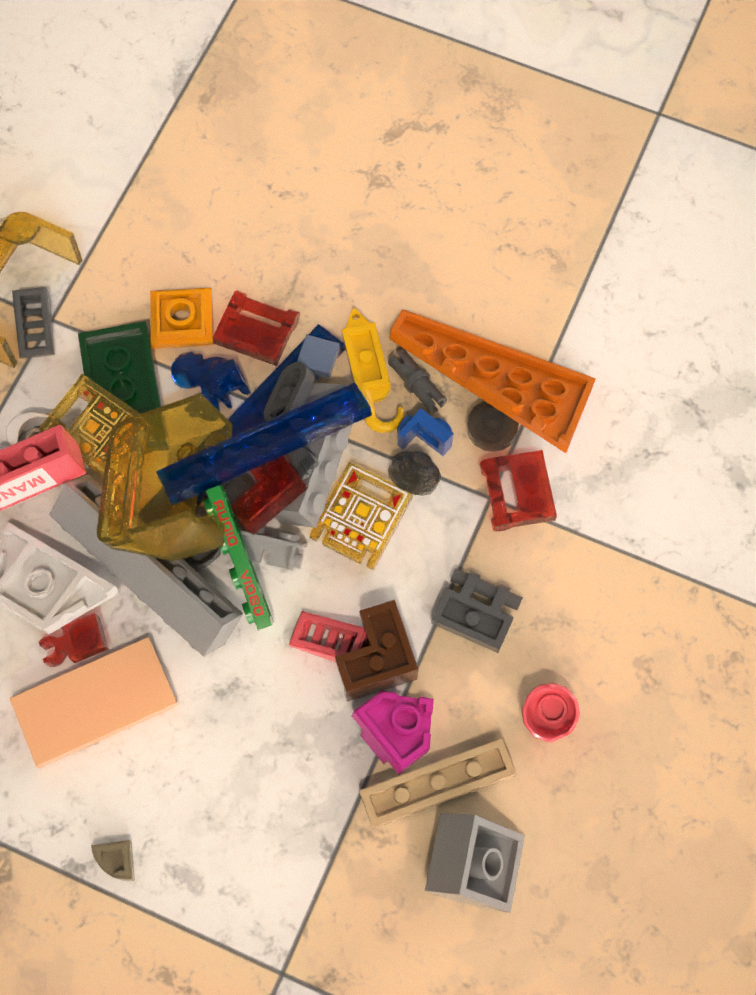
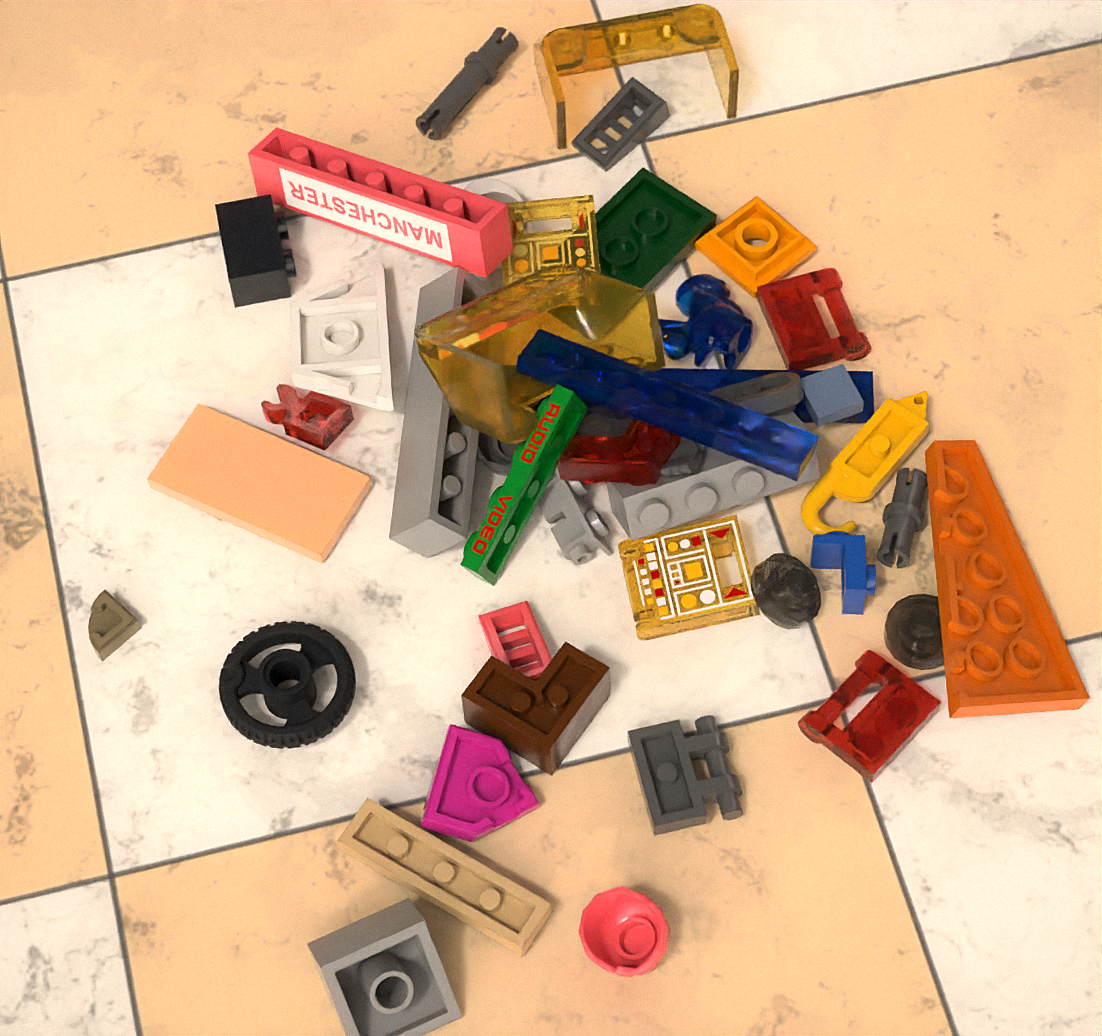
camera: 55 degrees right, 10 degrees down
(280, 791) = (295, 704): none -> black wheel

